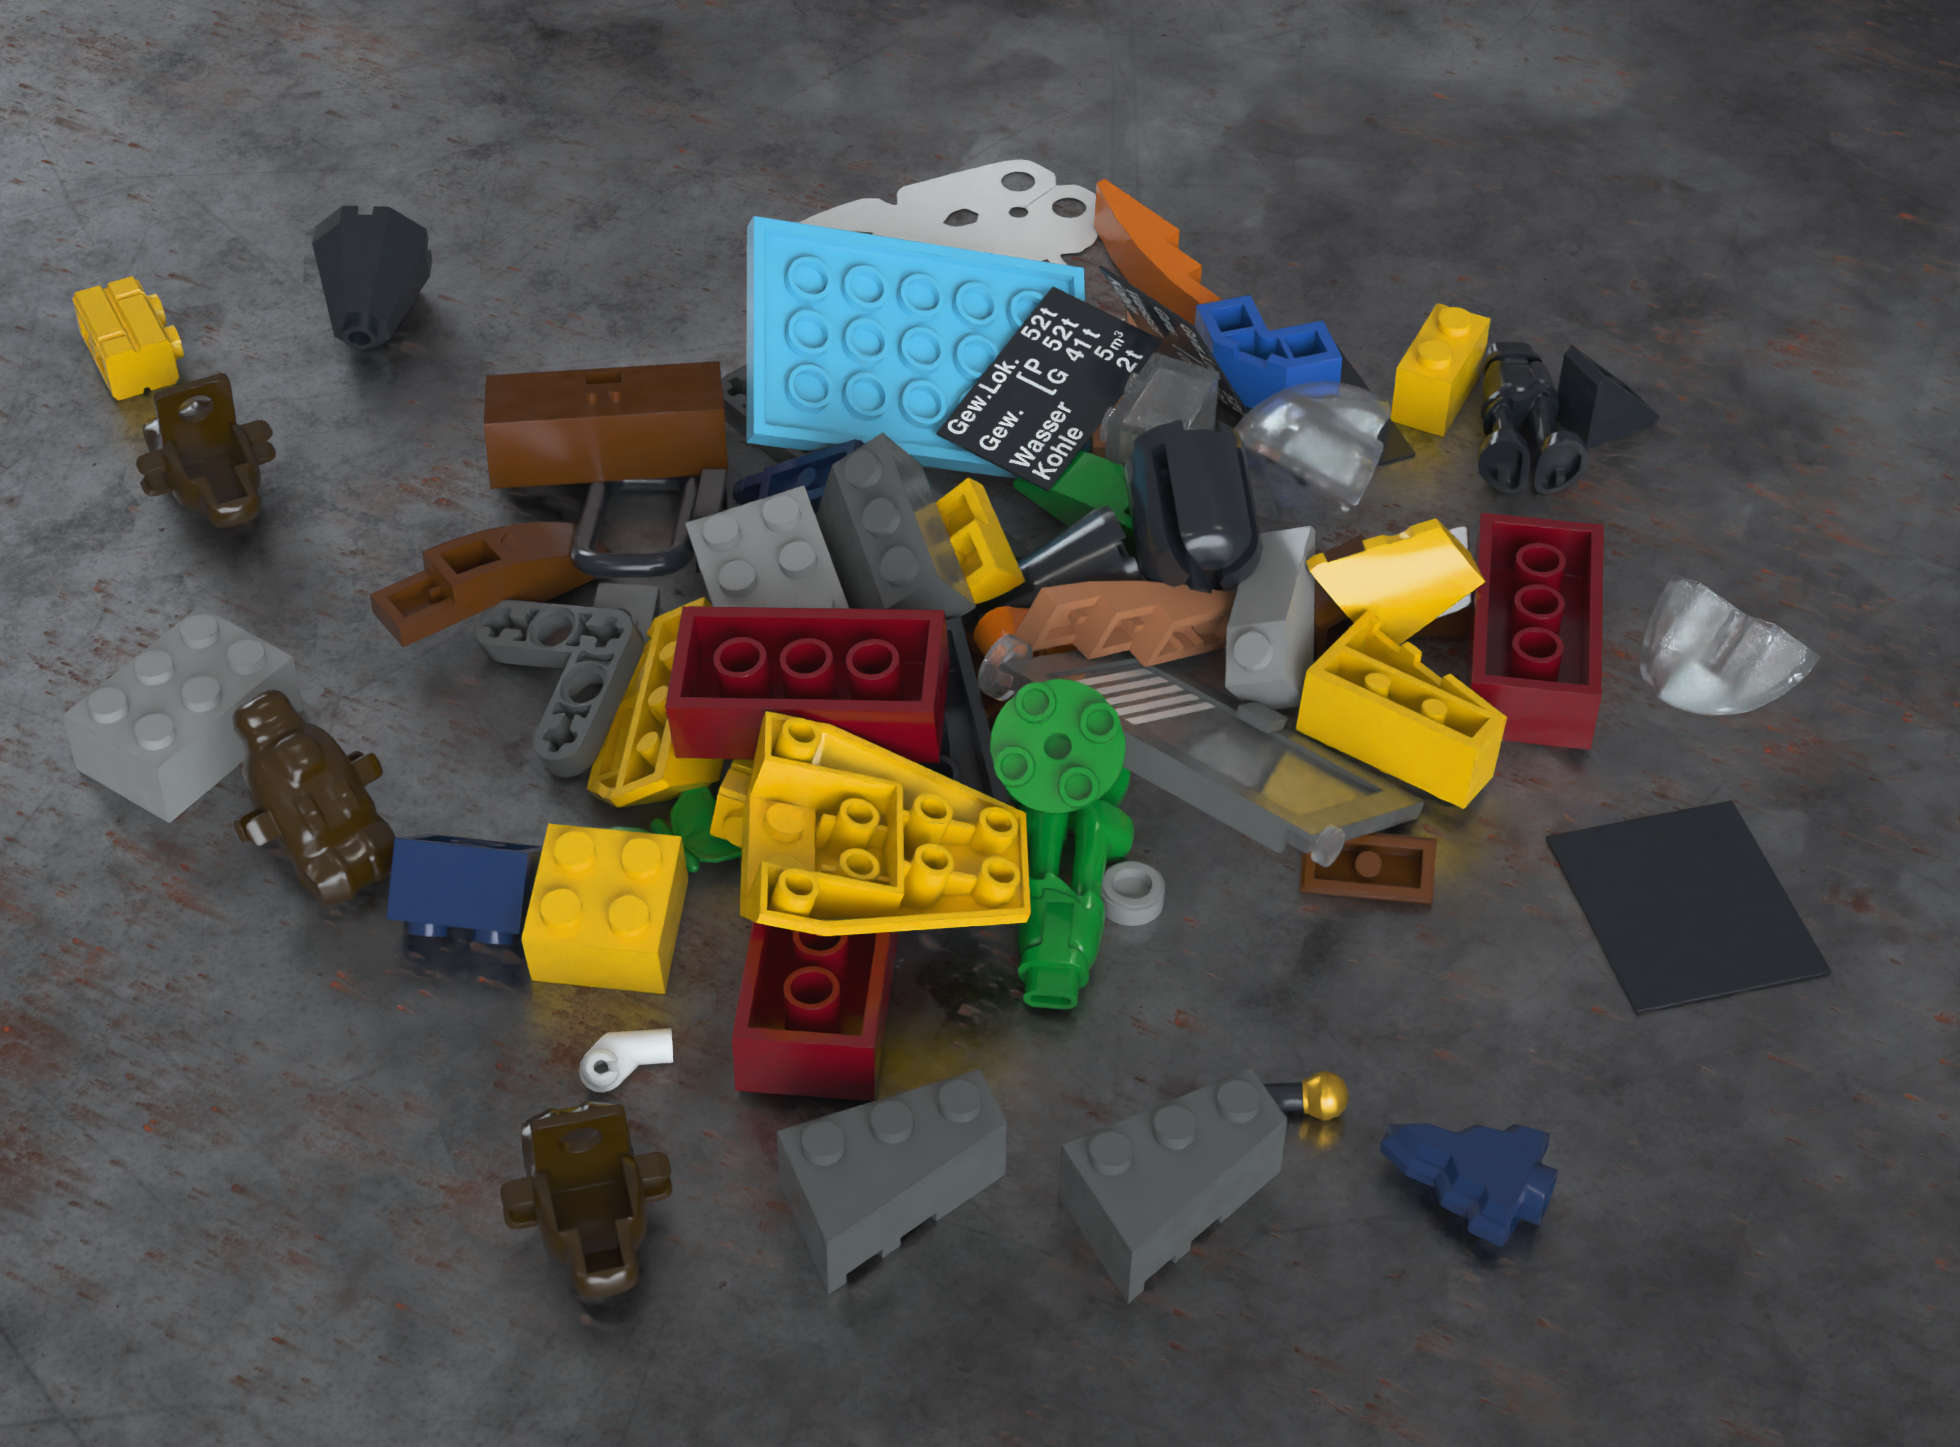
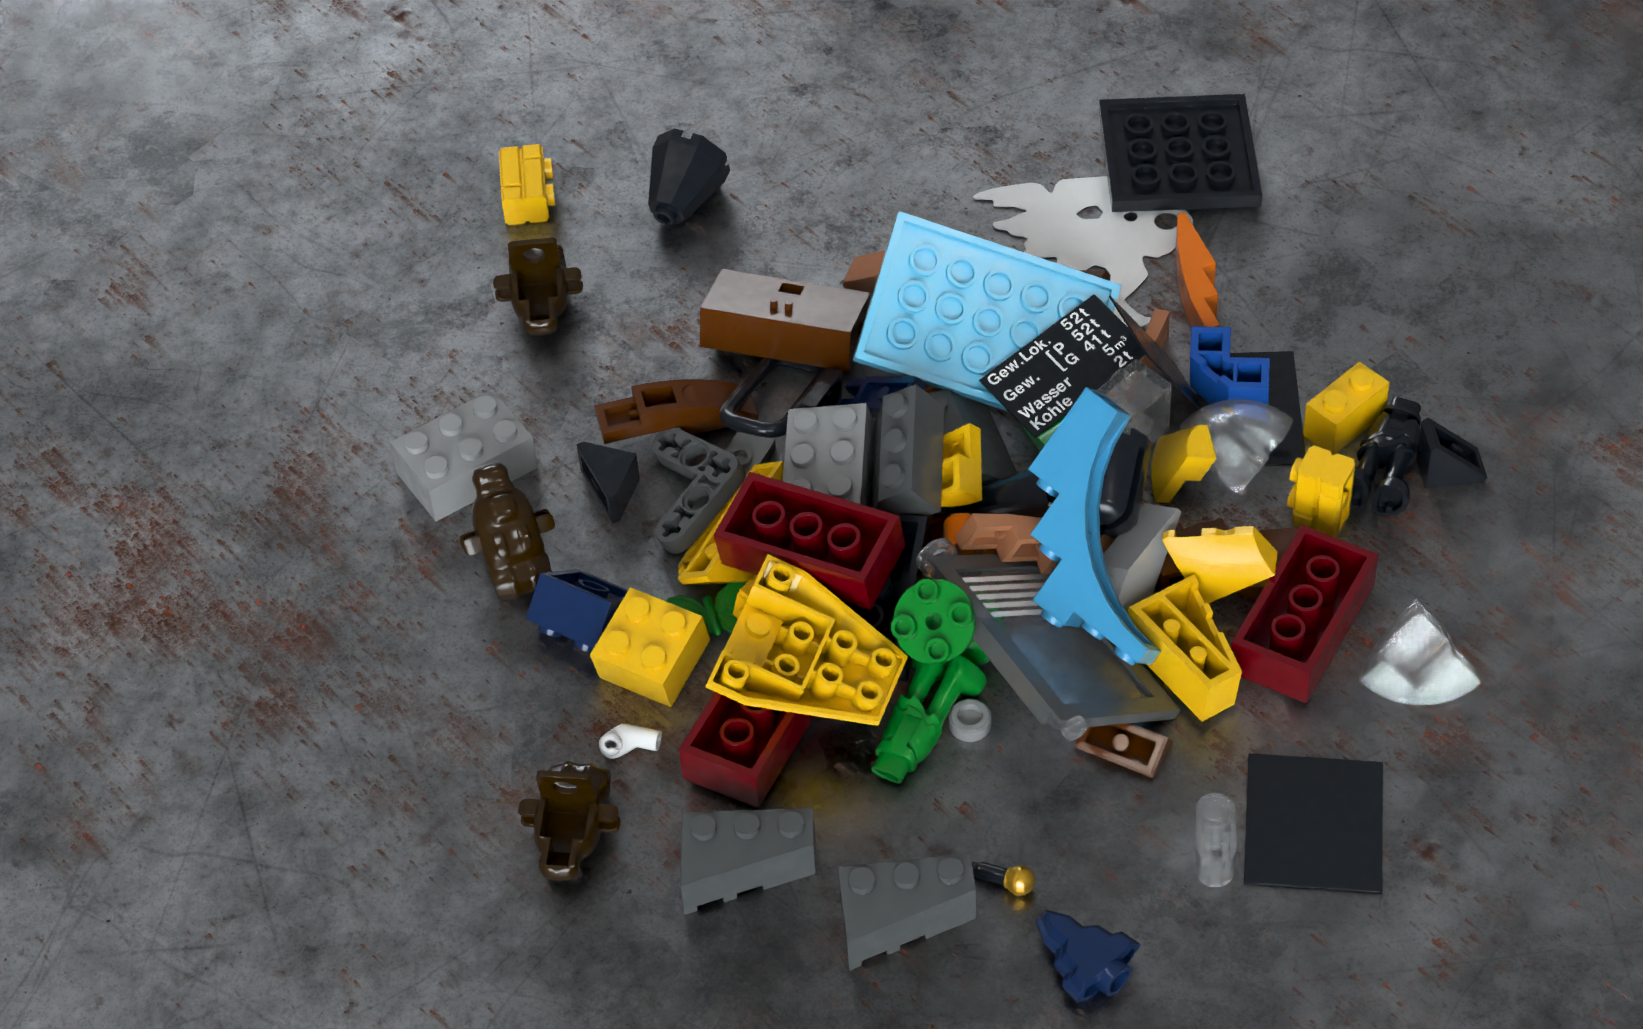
camera: 25 degrees right, 5 degrees up
(425, 689) = (611, 476): none -> black slope
(691, 341) = (864, 272): none -> nougat slope
(1049, 122) = (1179, 153): none -> black plate
(1171, 488) = (1074, 472): none -> dark azure arch
(1280, 464) = (1180, 458): none -> yellow slope
(1477, 465) = (1321, 490): none -> yellow brick
(1576, 960) = (1215, 836): none -> clear beam

